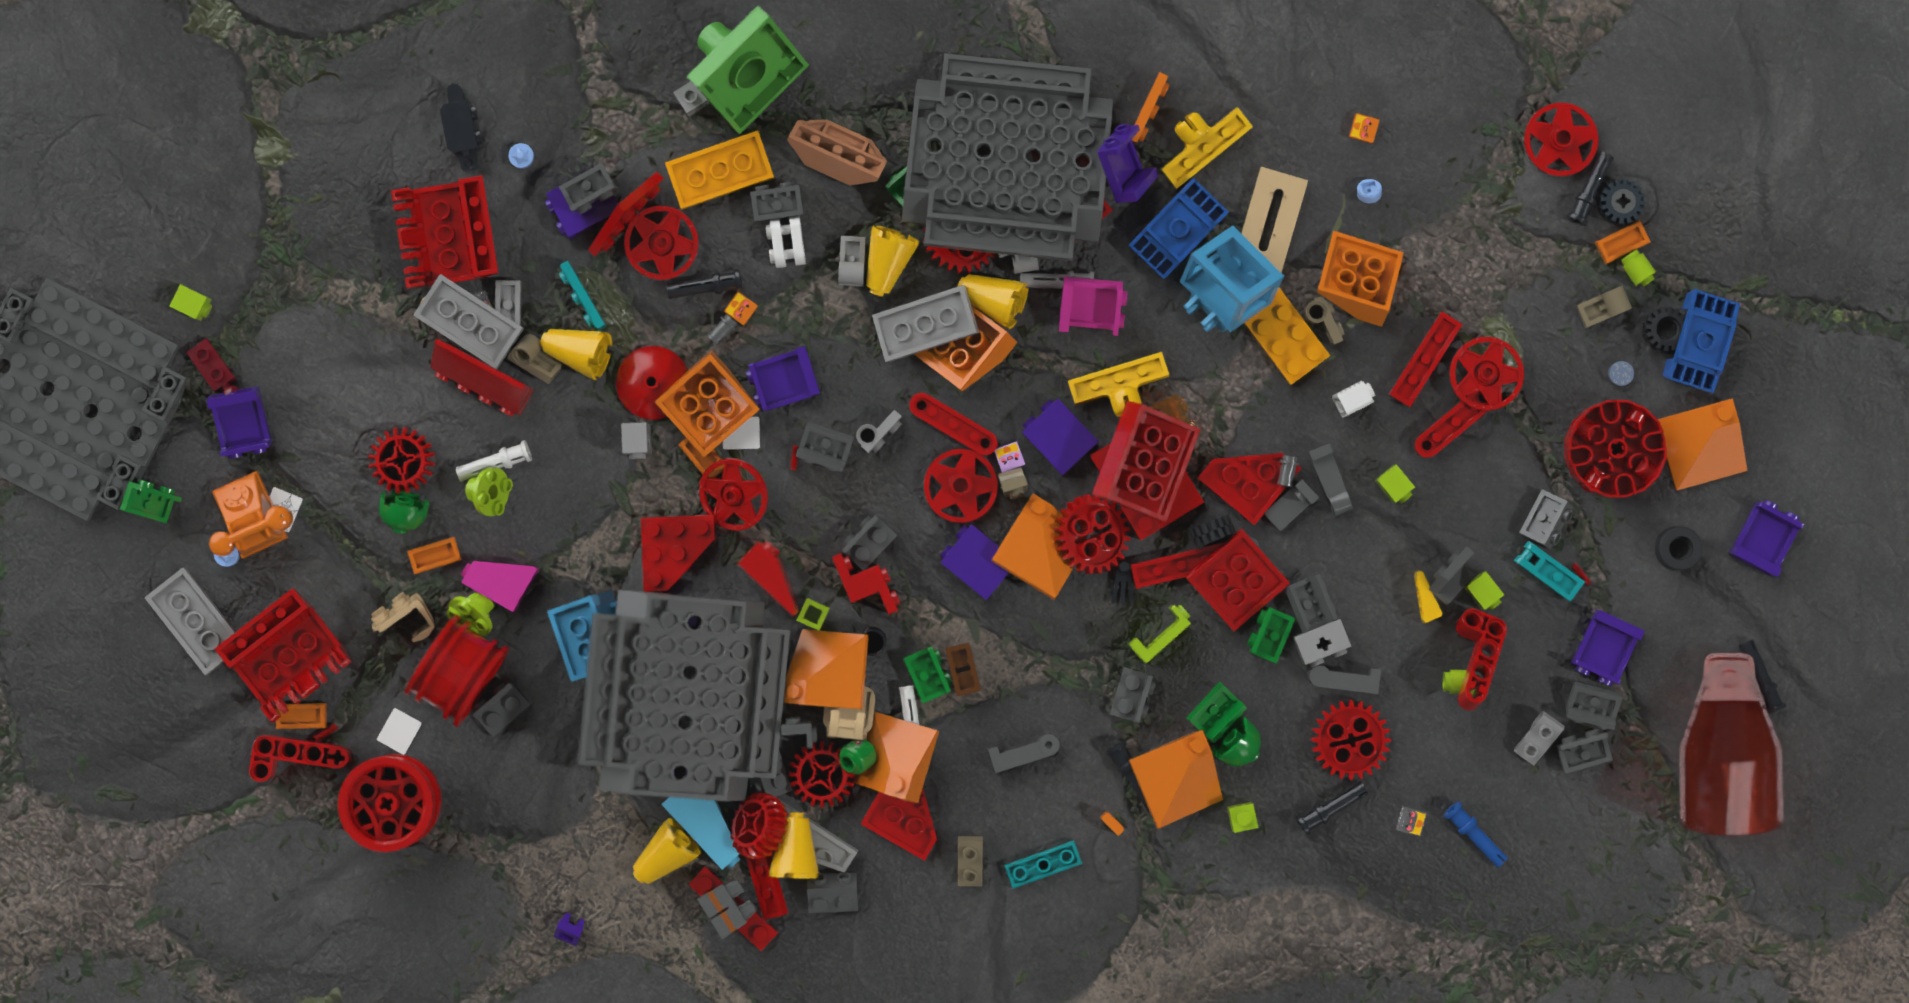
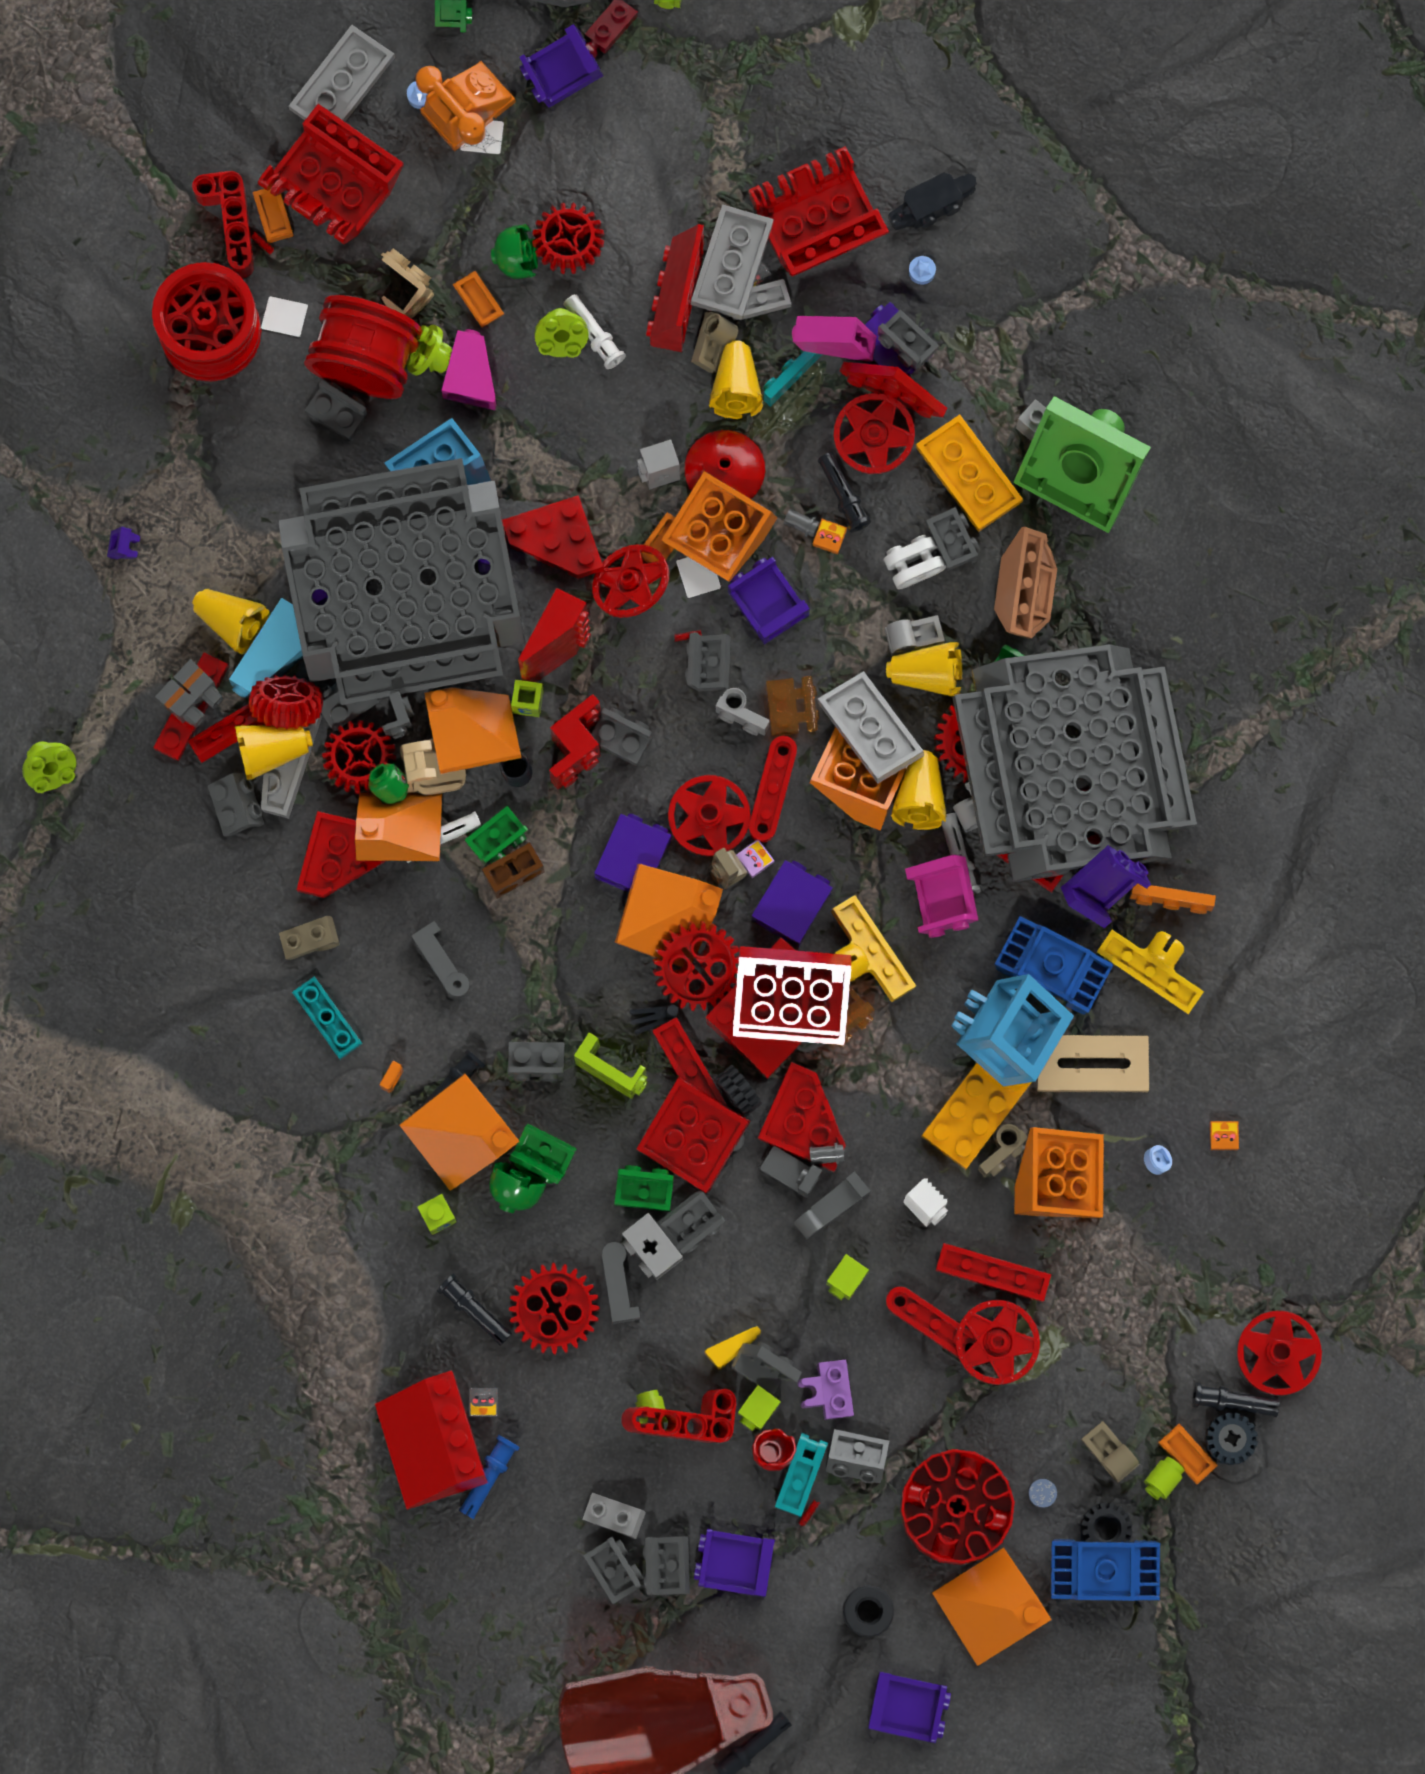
camera: 75 degrees right, 10 degrees down
(567, 252) = (835, 337): none -> dark pink slope
(882, 393) = (783, 709): none -> clear orange plate
(1434, 875) = (430, 1441): none -> red slope
(1484, 526) = (830, 1390): none -> medium lavender plate
(1522, 588) = (773, 1449): none -> red hair

